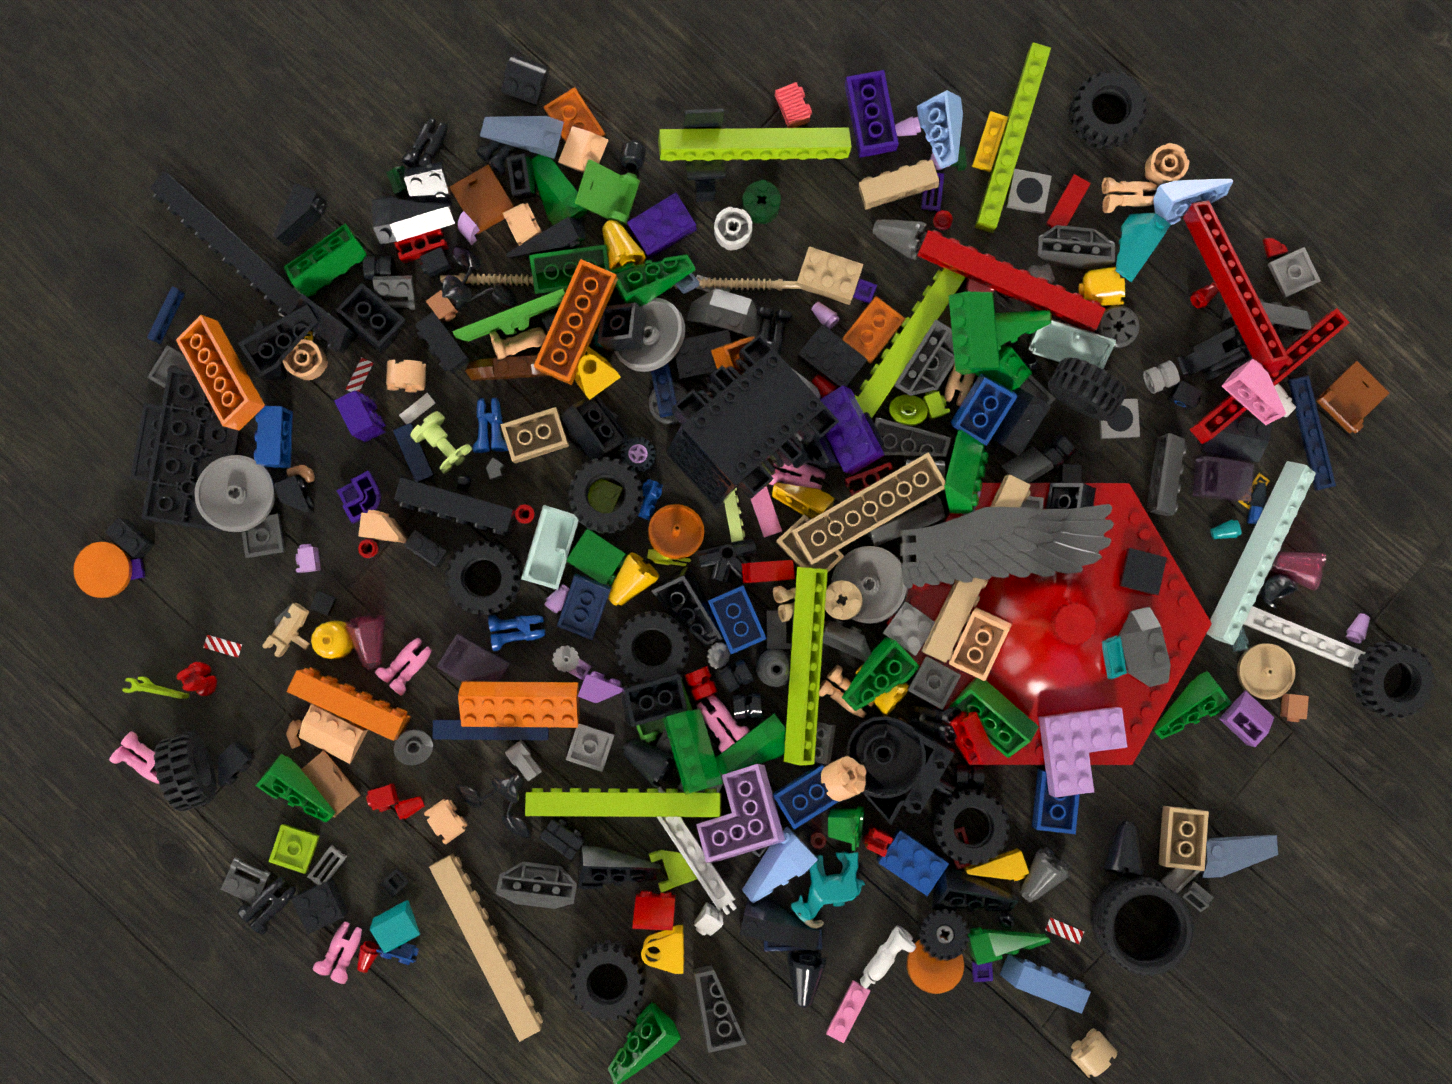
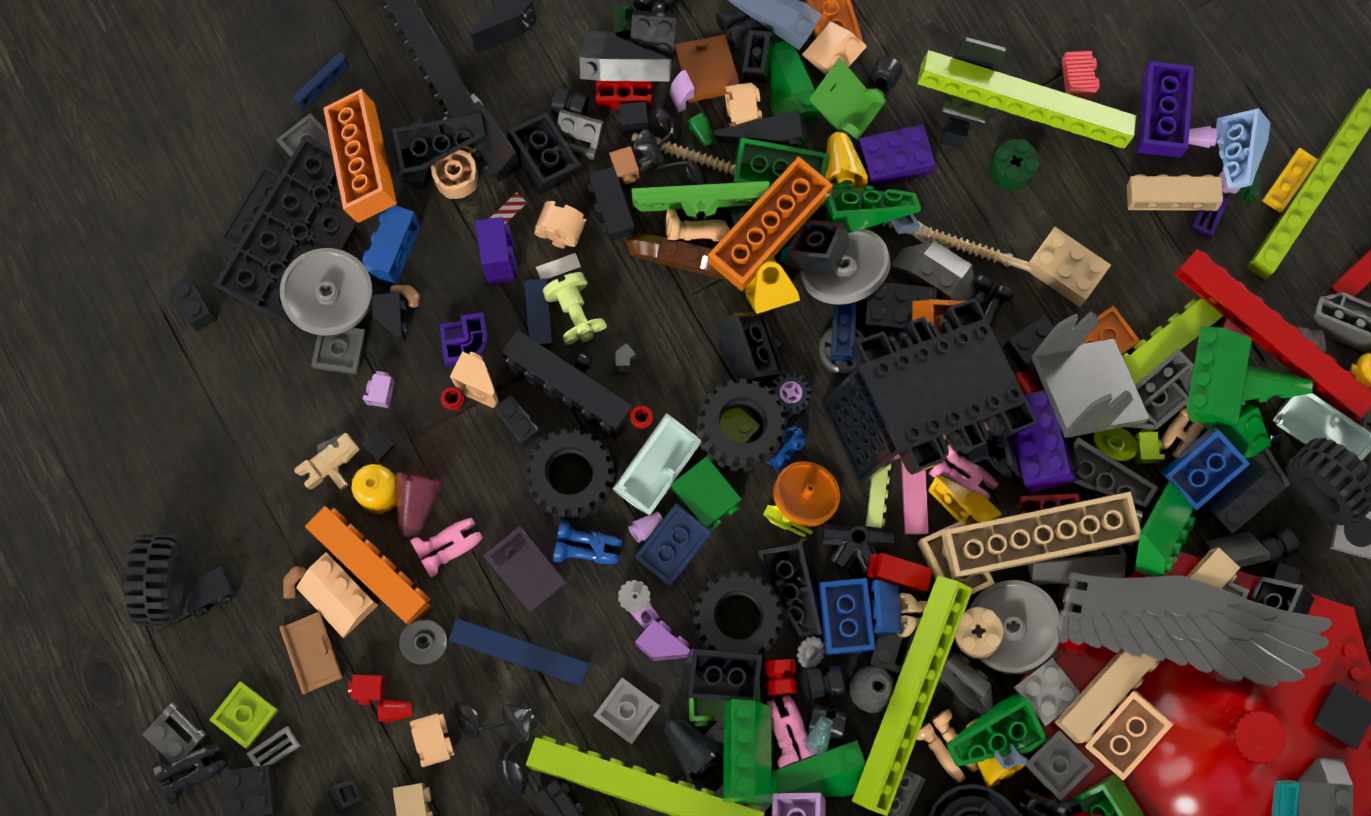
camera: 20 degrees right, 10 degrees down
(102, 569) = (149, 328): orange piece -> none
(123, 754) = (91, 540): bright pink piece -> none
(137, 569) = (182, 339): dark purple tile -> none
(148, 686) = (148, 472): lime flag -> none
(194, 679) = (206, 480): red piece -> none
(222, 646) = (248, 456): sticker -> none
(289, 782) = (268, 638): green wedge -> none
(325, 261) = (514, 78): green slope -> none
(495, 254) = (701, 129): none -> green cone
(495, 419) = (641, 304): blue piece -> none
(519, 704) = (563, 631): orange brick -> none
(521, 757) = (543, 695): light grey piece -> none
(535, 435) = (681, 335): tan brick -> none
(632, 579) = (738, 532): yellow cone -> none
(737, 218) = (971, 194): white brick -> none
(744, 720) = (819, 737): none -> clear light blue cone
(765, 604) = (885, 608): none -> blue slope
(825, 315) = (1050, 308): lavender cone -> none
(864, 291) = (1102, 297): dark purple tile -> none
(870, 371) = (1087, 381): none -> piece
(896, 692) = (1012, 760): none -> sand blue piece
(901, 235) = (1162, 248): dark grey cone -> none
(942, 220) = (1213, 246): red tile -> none
(1028, 191) = (1319, 247): light grey tile -> none

